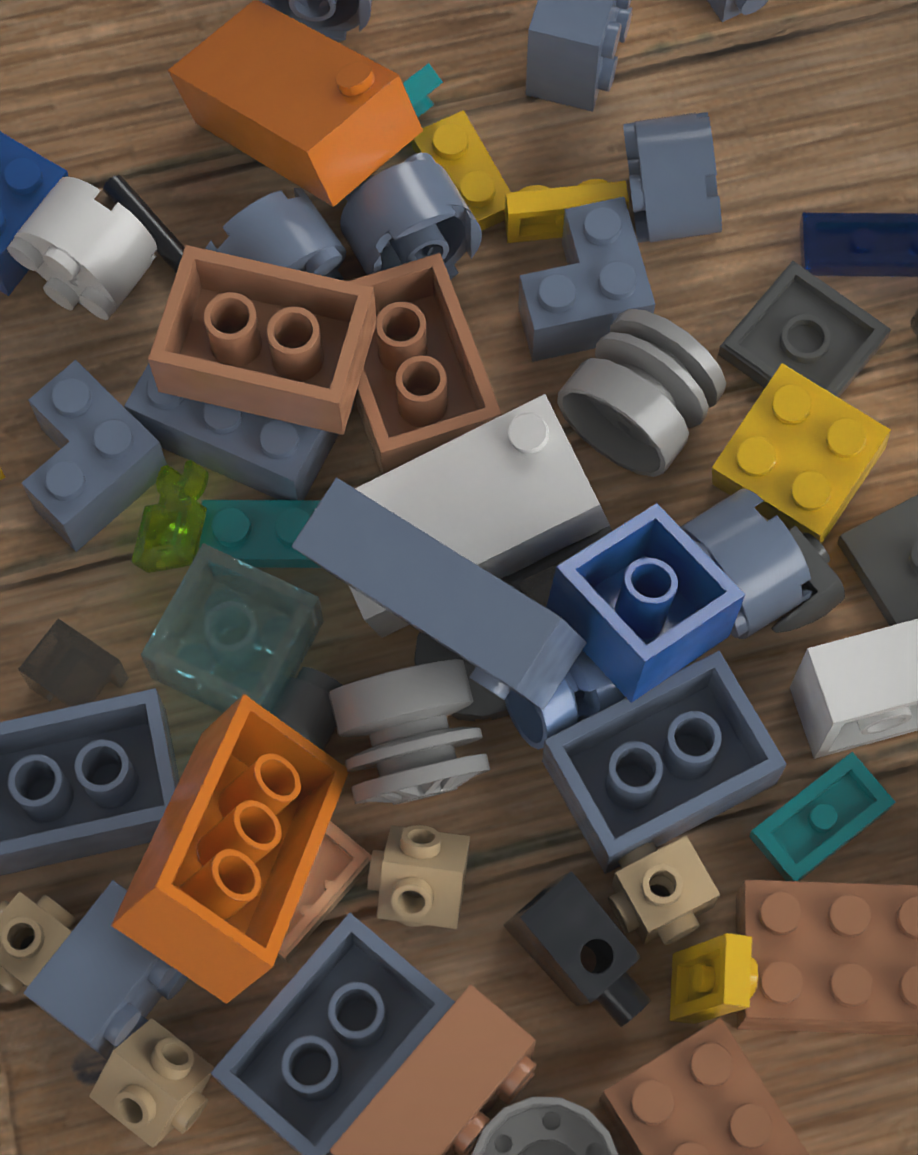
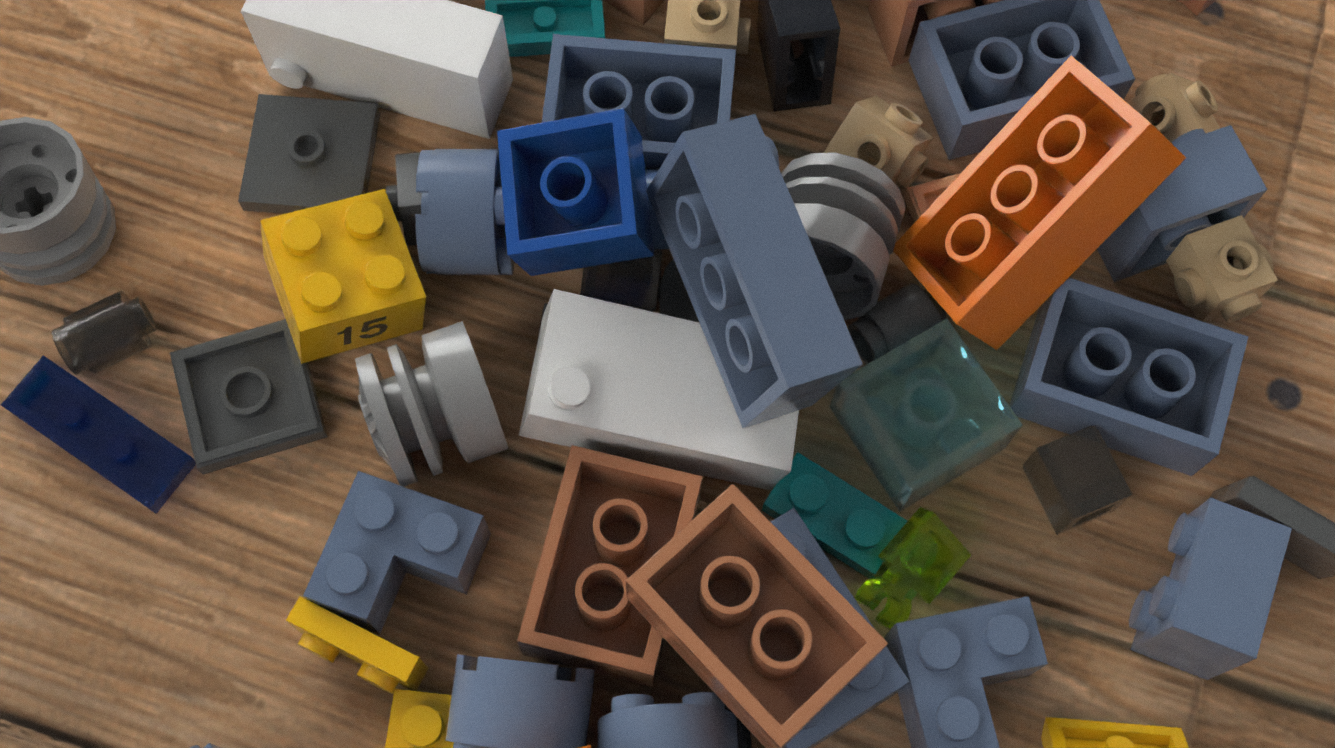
camera: 150 degrees left, 0 degrees up
(673, 177) = (235, 597): sand blue brick -> none

